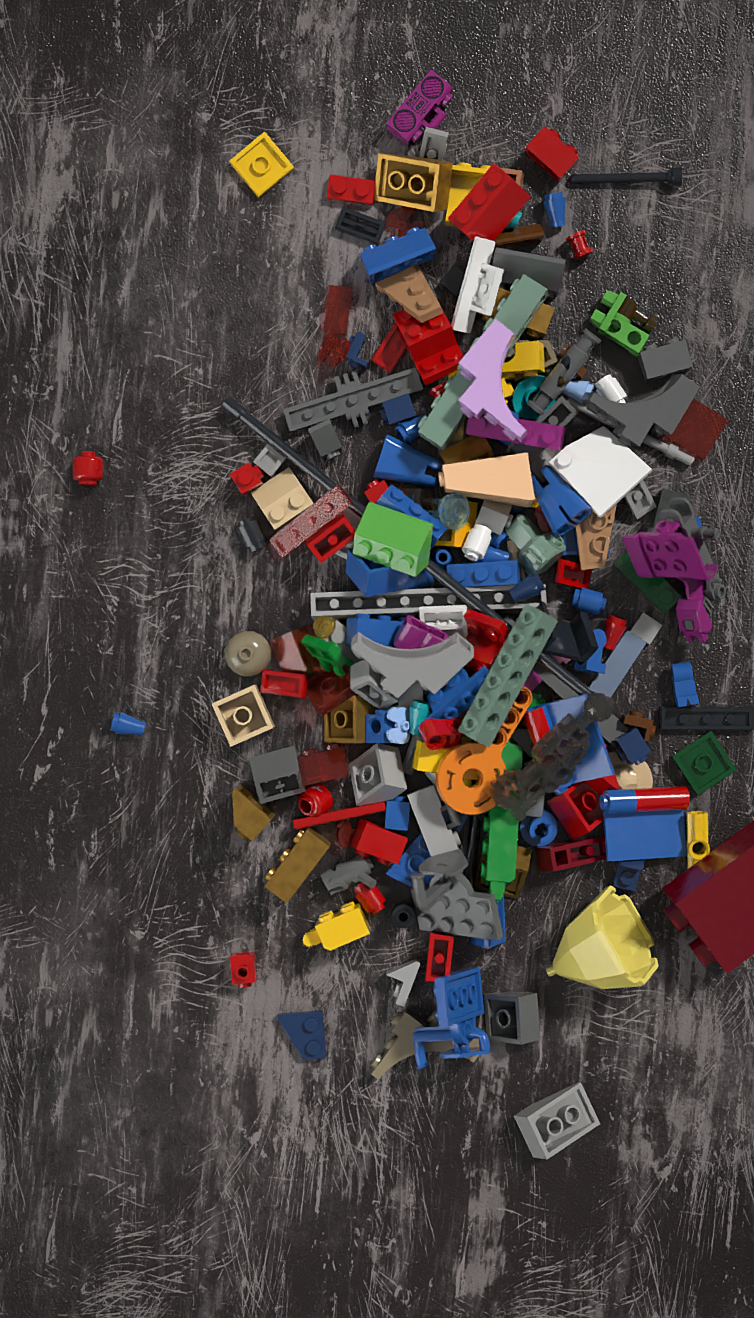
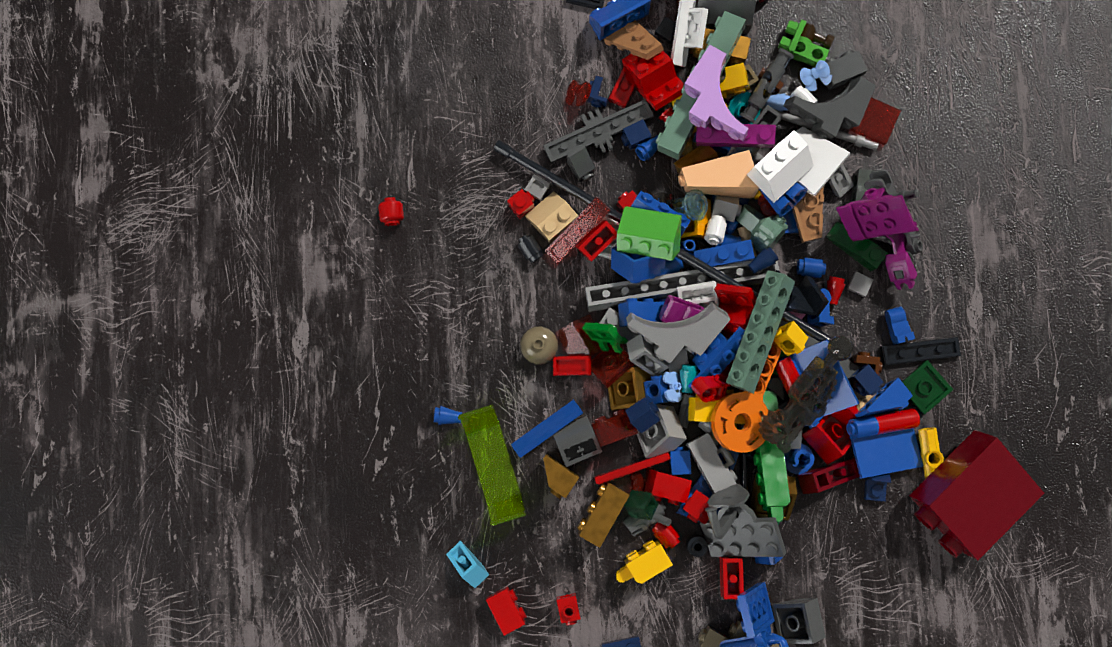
camera: 10 degrees left, 5 degrees down
(131, 903) = (467, 564): none -> medium azure slope
(170, 961) = (506, 610): none -> red brick
(175, 790) = (493, 465): none -> clear neon green windscreen
(243, 715) = (542, 395): tan brick -> none
(244, 755) = (546, 428): none -> blue tile
(315, 801) = (610, 459): red head -> none
(324, 626) = (600, 313): clear yellow plate -> none
(337, 309) = (576, 63): clear red tile -> none
(343, 859) = (641, 505): none -> clear green brick
(358, 754) = (643, 414): none -> dark blue brick
(405, 867) = (696, 507): none -> red brick
(406, 464) = (648, 176): blue piece -> none
(406, 974) = (705, 595): light grey slope -> none
(544, 687) = (790, 338): none -> yellow brick
(563, 479) = (782, 167): none -> white slope
(570, 574) = (792, 248): red slope -> none
(606, 945) = (870, 550): light yellow piece -> none
(618, 664) = (843, 313): sand blue tile -> none
(620, 364) = (809, 76): none -> light blue piece
(657, 771) = (889, 398): none -> blue slope

